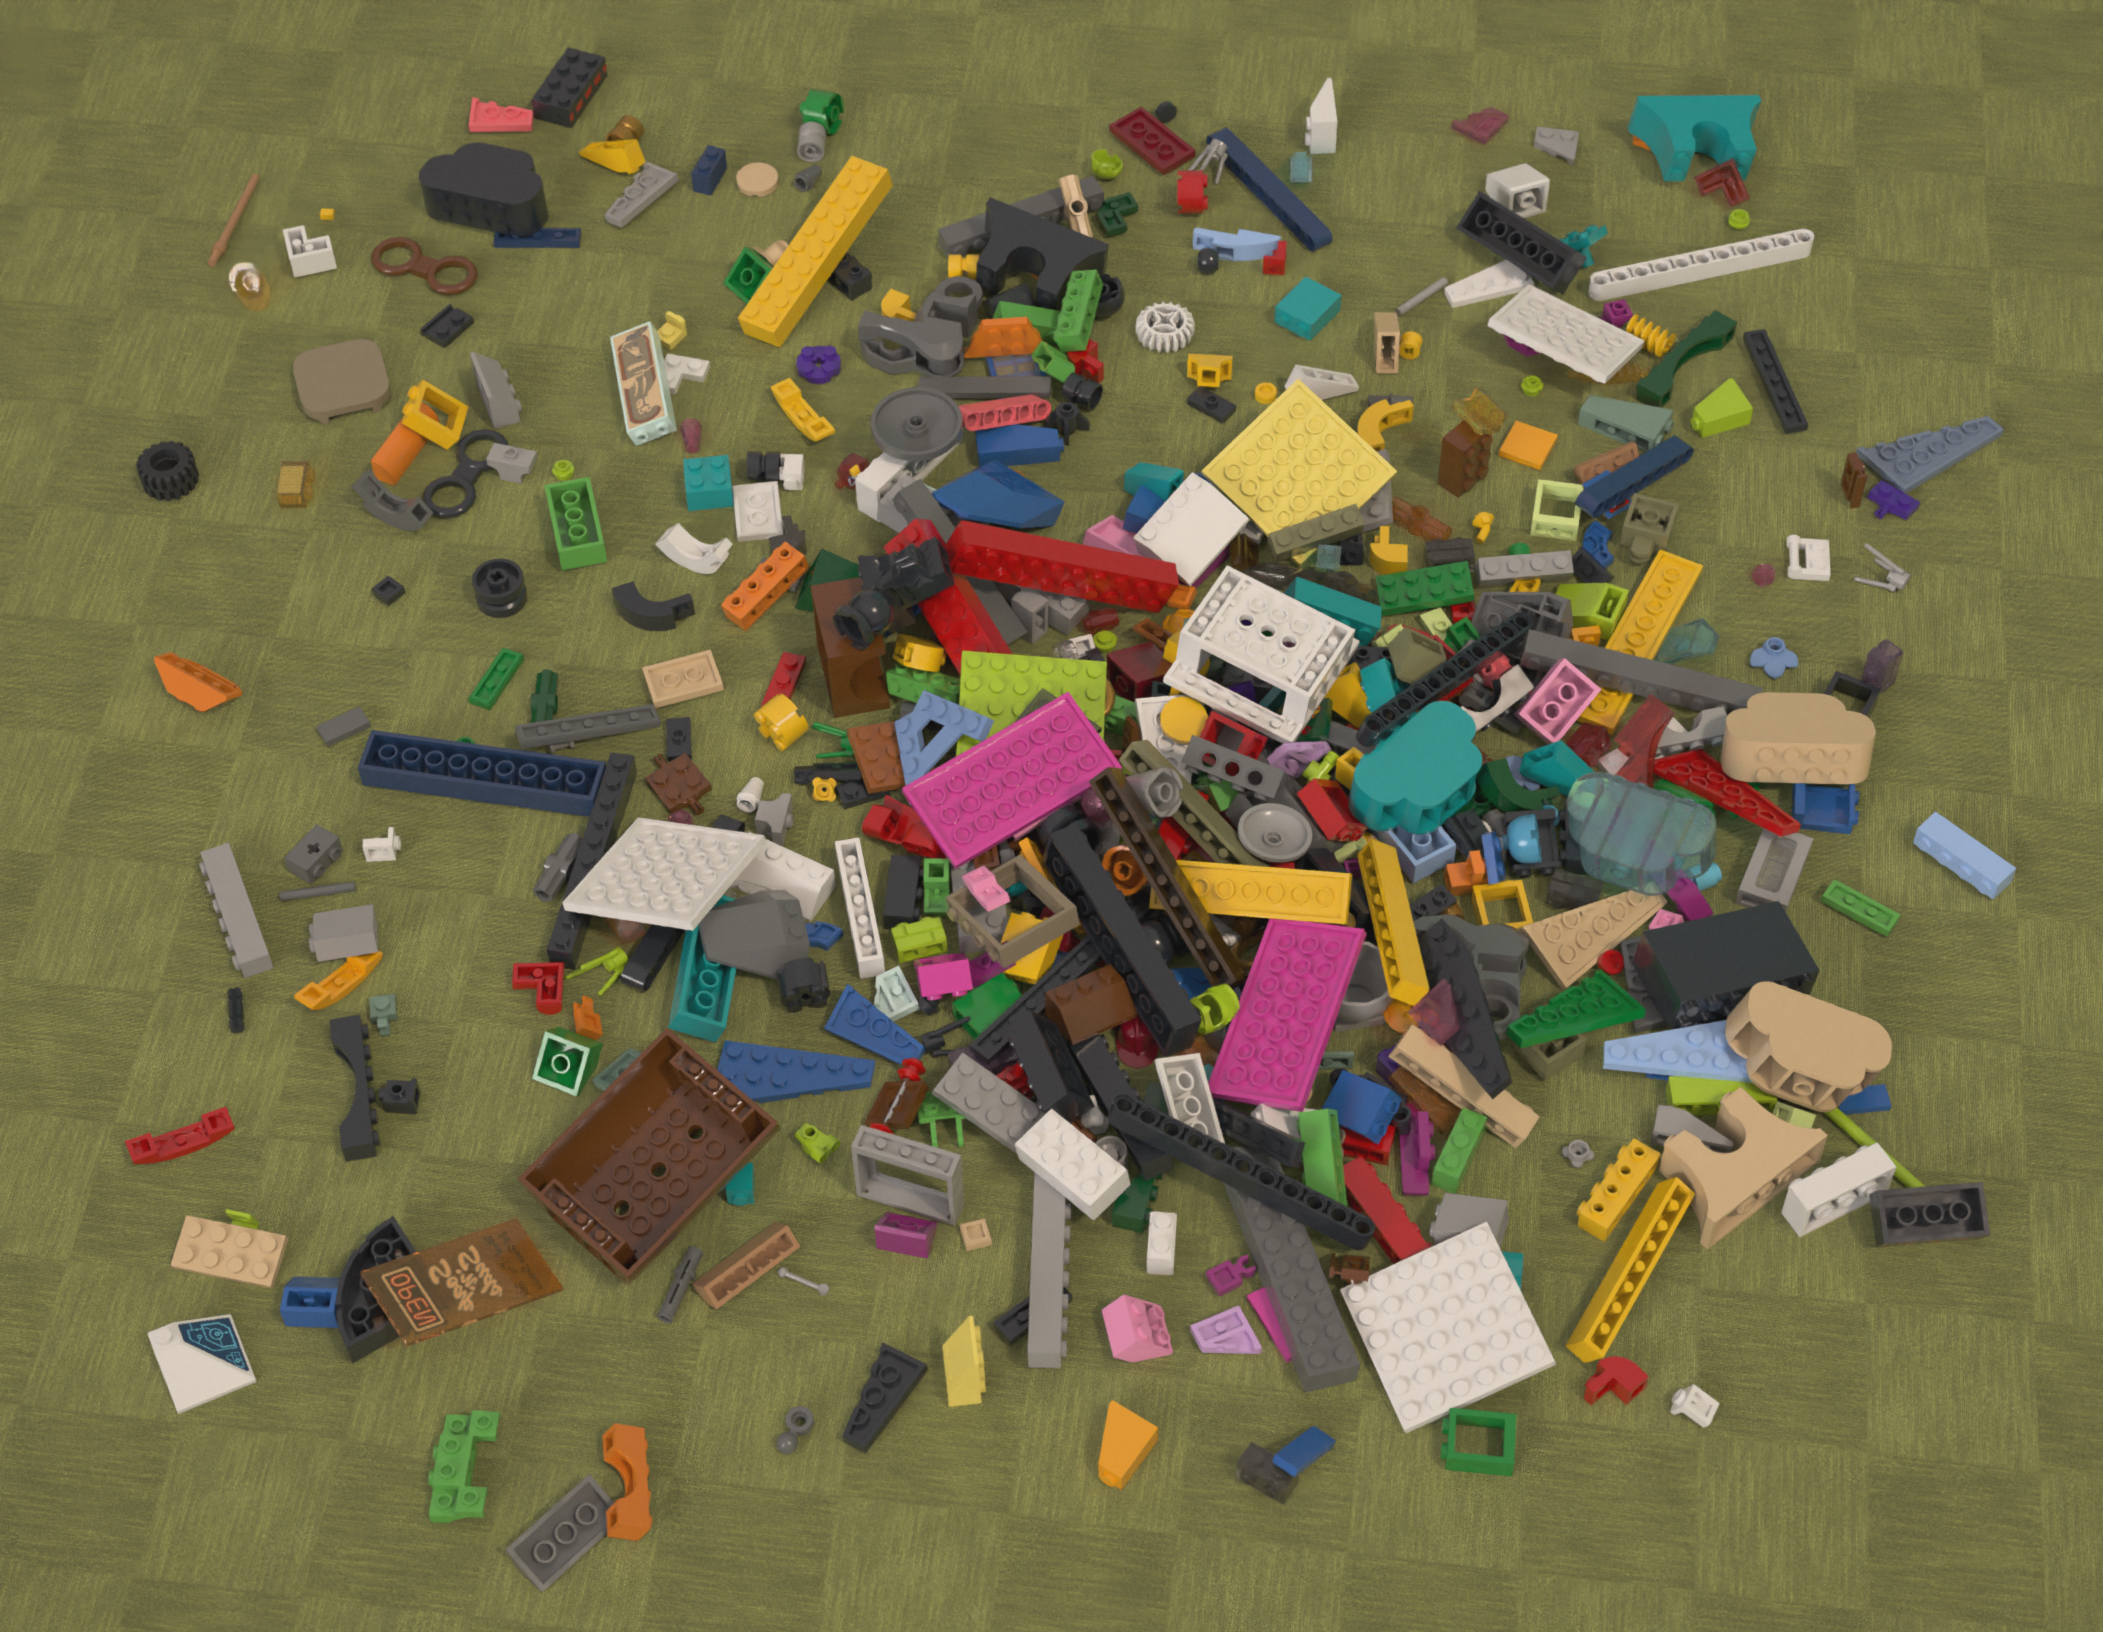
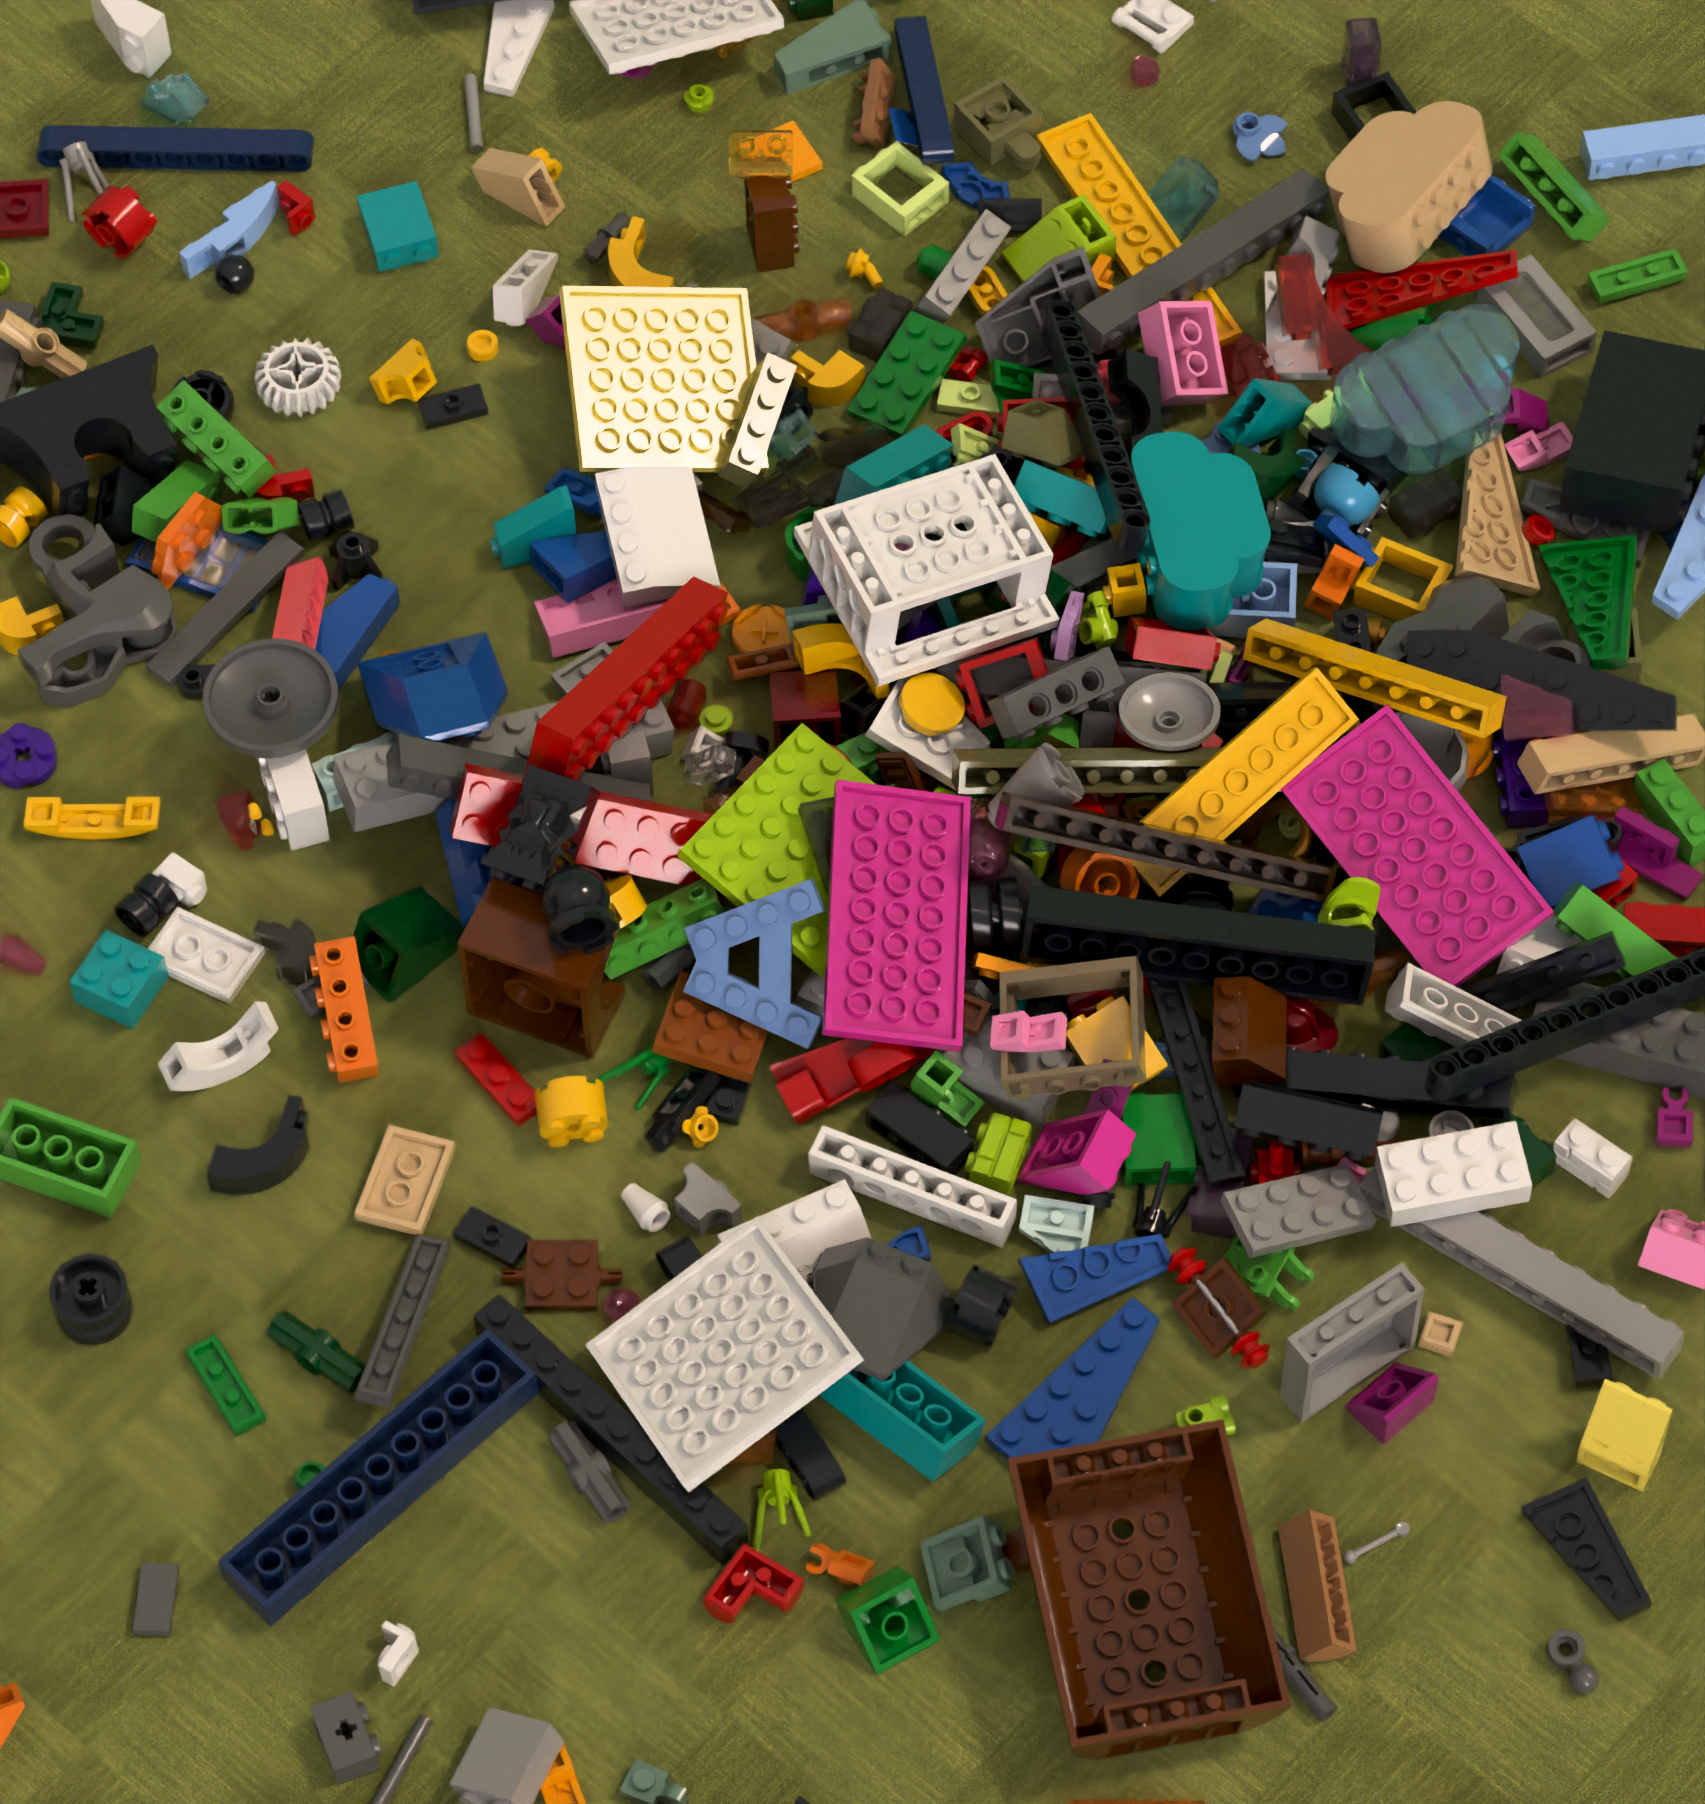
camera: 55 degrees left, 5 degrees up
(1881, 823) = (1553, 187): none -> bright green brick

